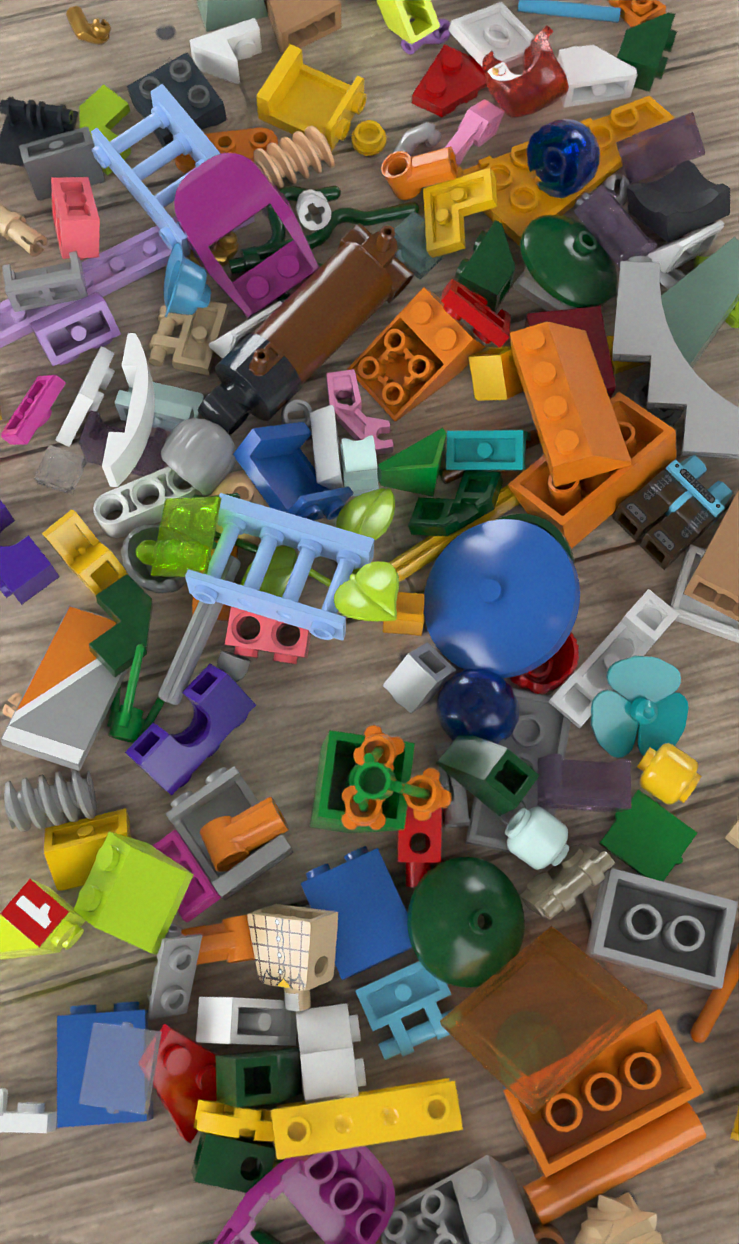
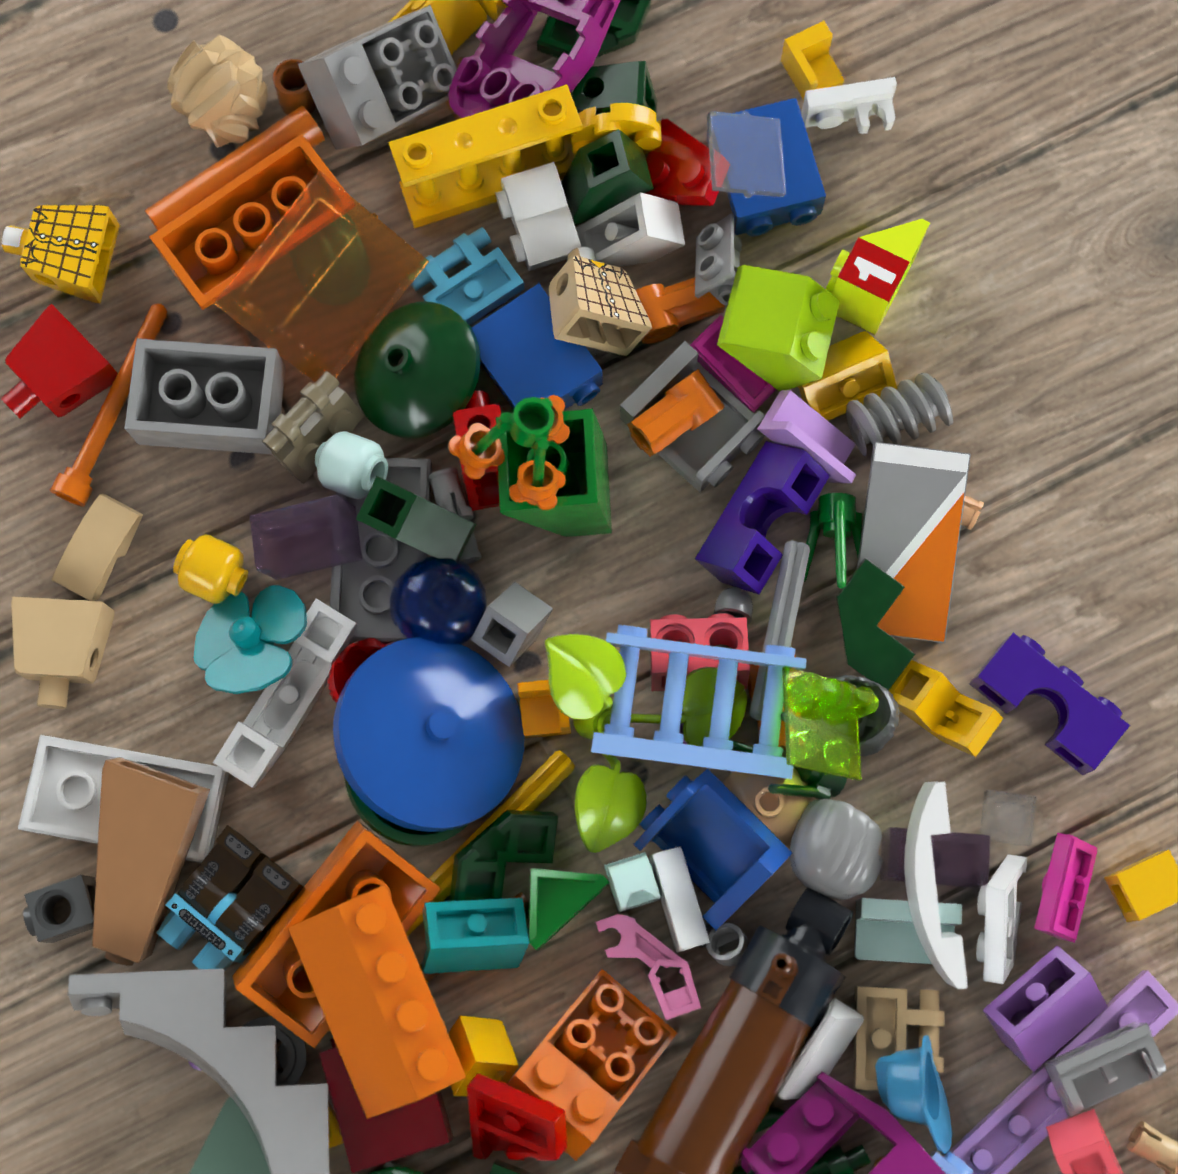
camera: 175 degrees right, 5 degrees up
(31, 1174) = (809, 61): none -> yellow panel
(130, 497) = (902, 777): white beam -> none
(134, 790) = (799, 426): none -> lavender panel
(648, 838) = (224, 500): green piece -> none

